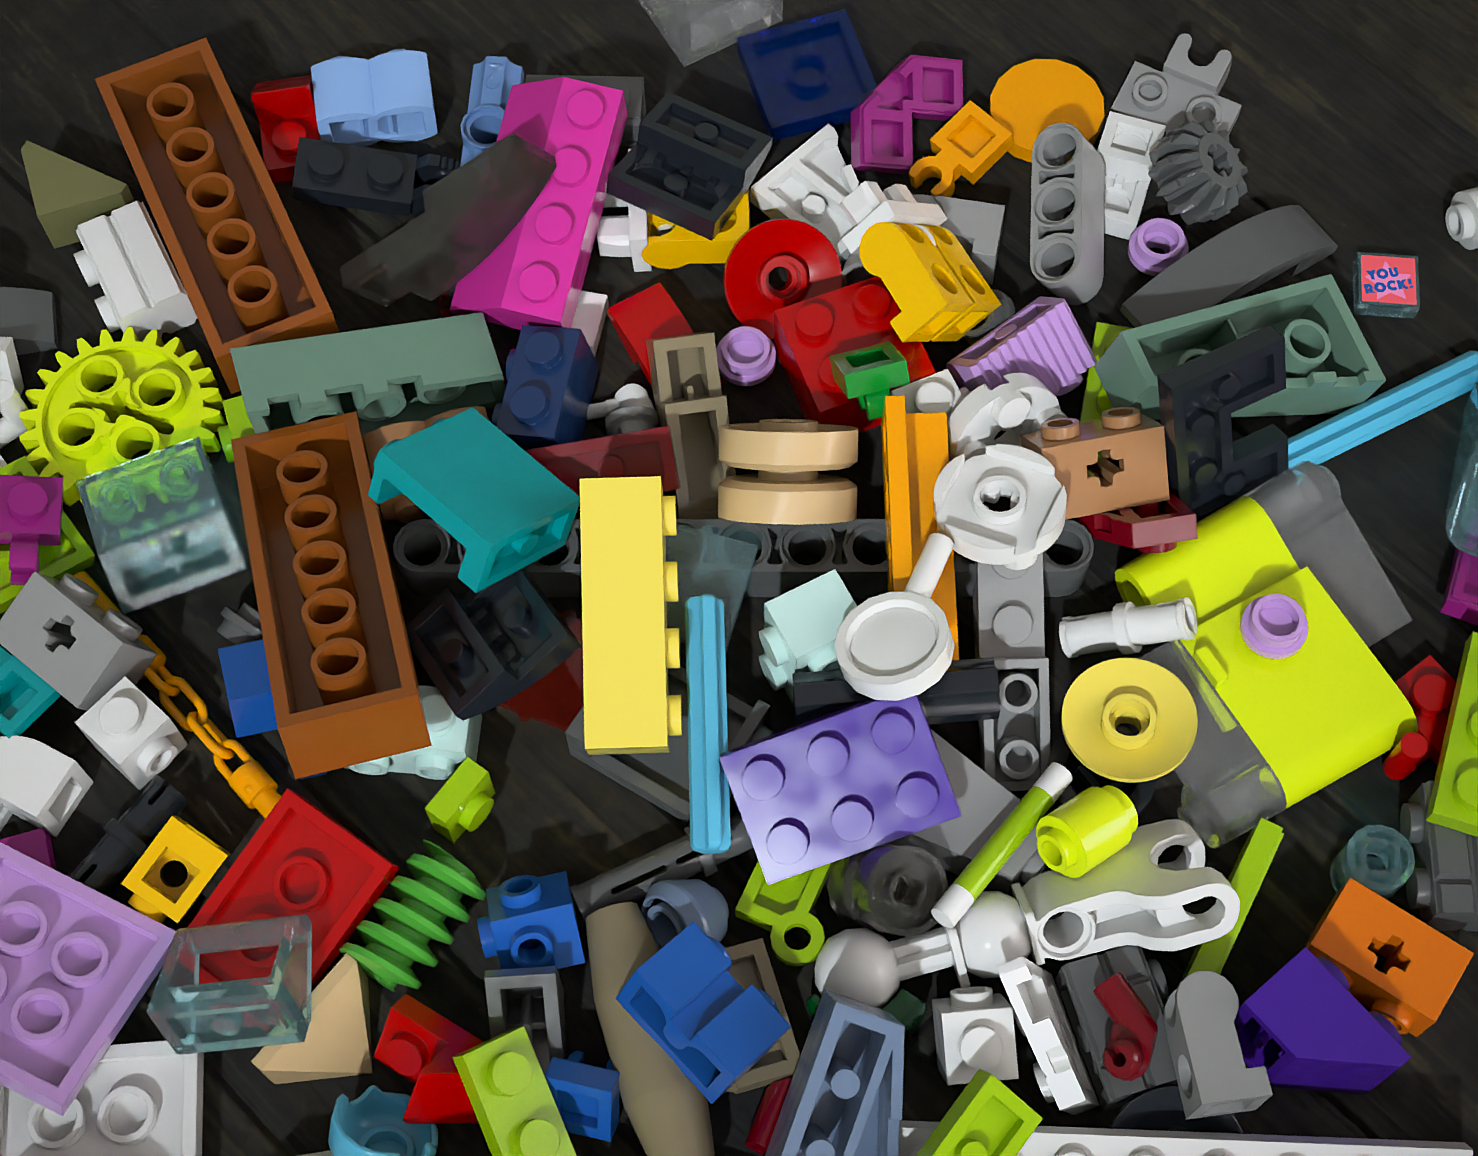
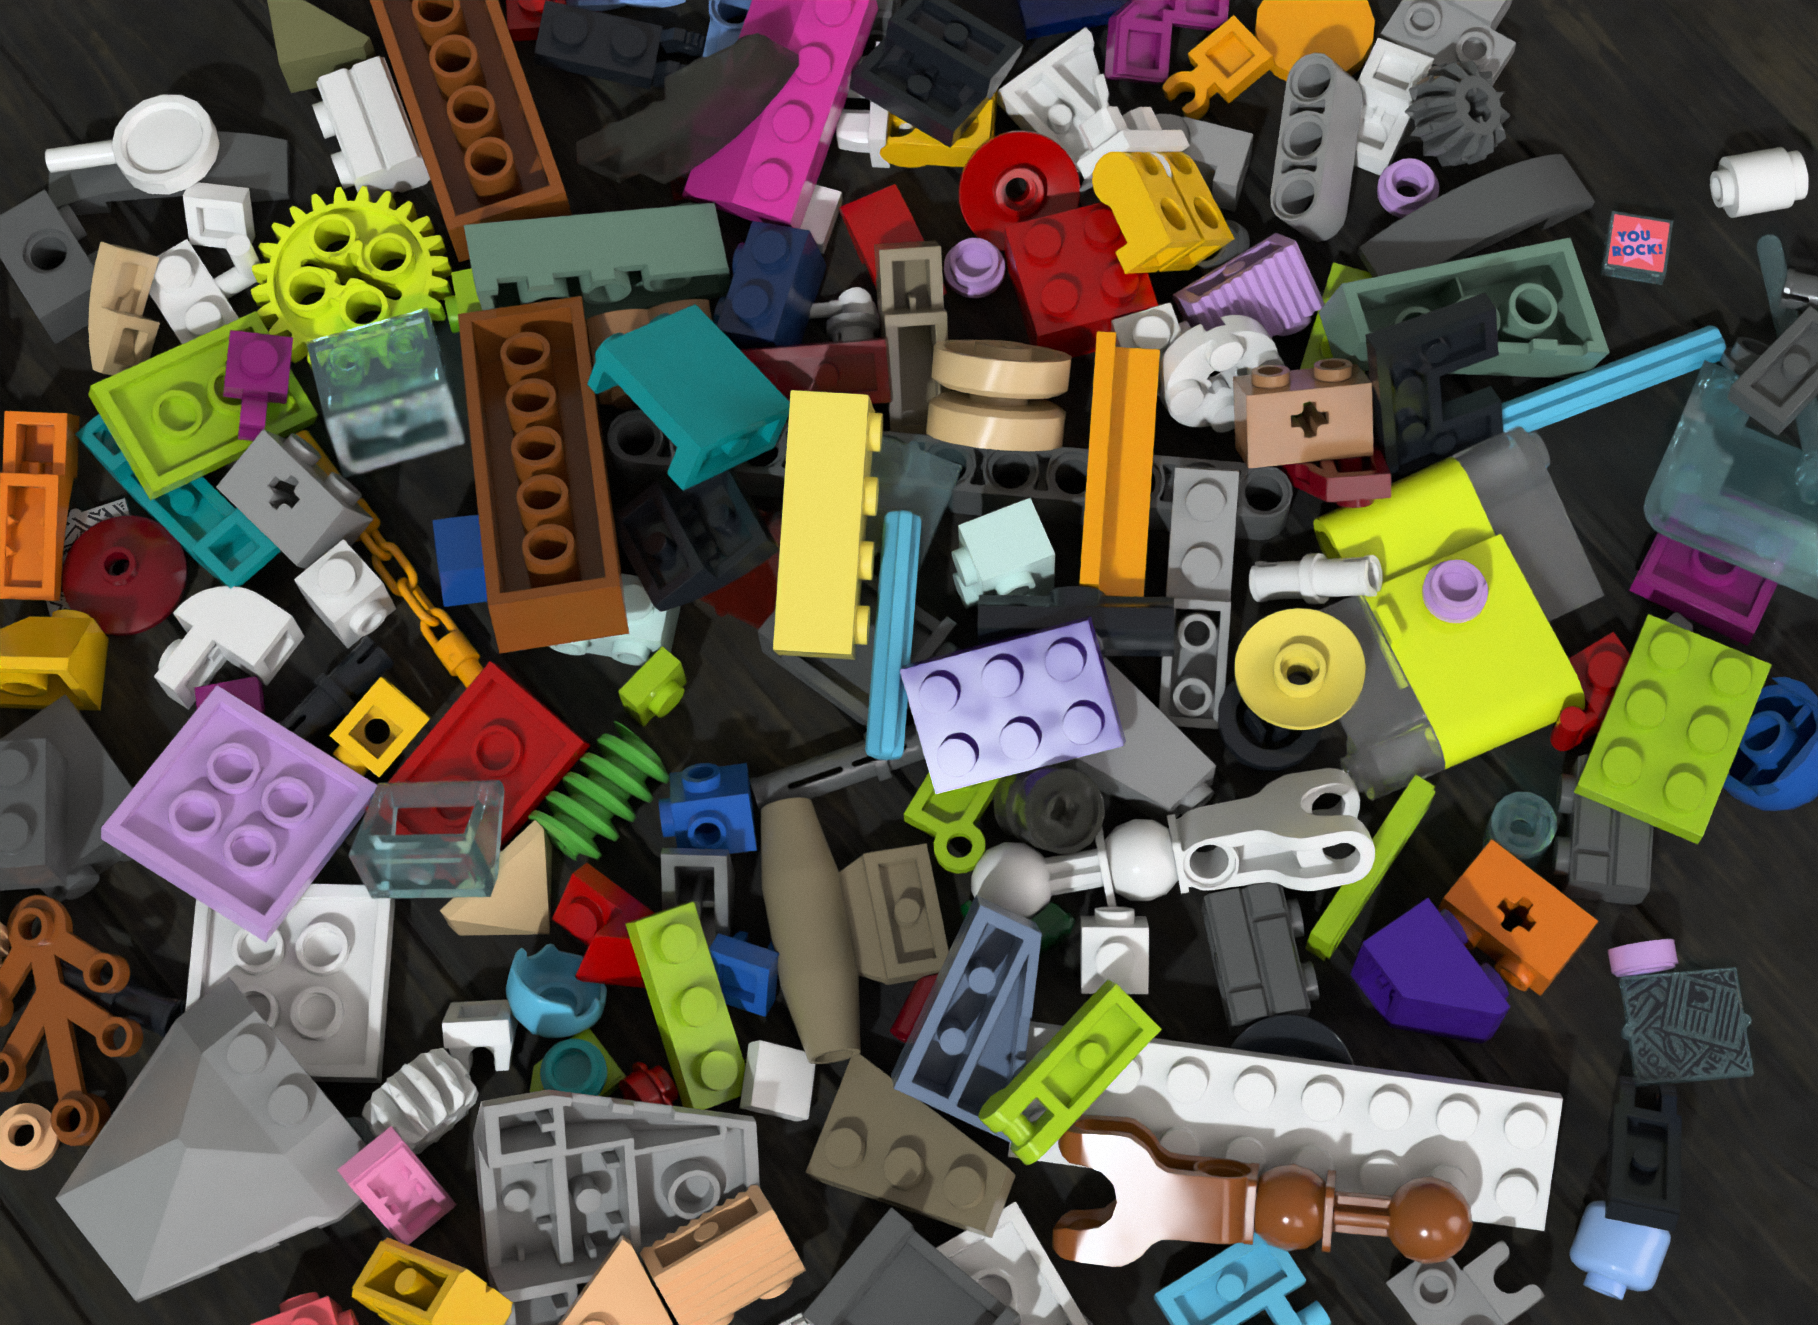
camera: 10 degrees right, 5 degrees up
(242, 625) = (456, 498): dark grey plate -> none
(677, 903) = (855, 819): sand blue cone -> none
(702, 1012) = (859, 904): blue brick -> none
(870, 374) = (1088, 304): green tile -> none
(899, 639) = (1082, 571): white piece -> none
(1001, 845) = (1161, 776): lime bar -> none
(1004, 537) = (1204, 480): white plate -> none
(1045, 1023) = (1185, 957): white wing -> none
(1086, 830) = (1242, 771): neon yellow brick -> none
(1132, 1032) = (1260, 960): dark red arm -> none
(1208, 1051) = (1326, 985): light grey leg -> none

